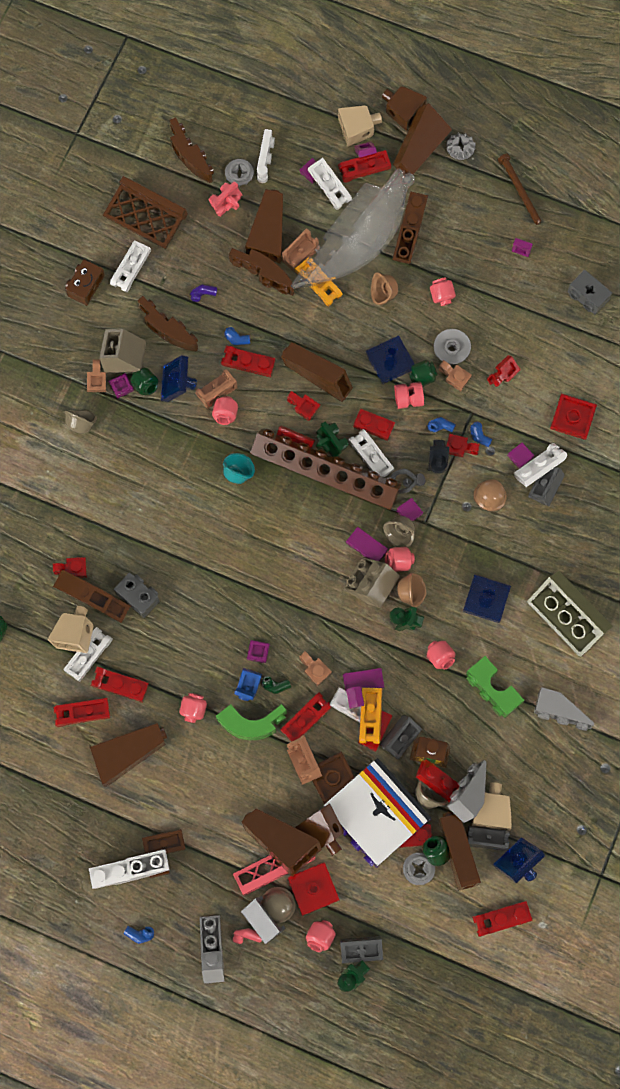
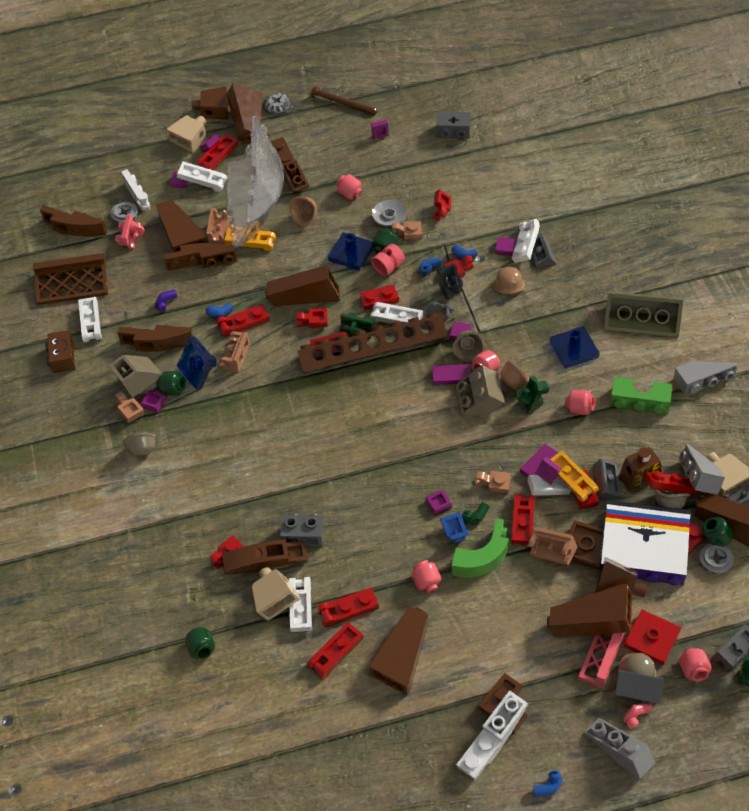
camera: 35 degrees left, 20 degrees down
(225, 410) = (255, 359): coral head -> none
(238, 468) = (303, 389): teal helmet -> none
(573, 416) = (517, 199): red plate -> none

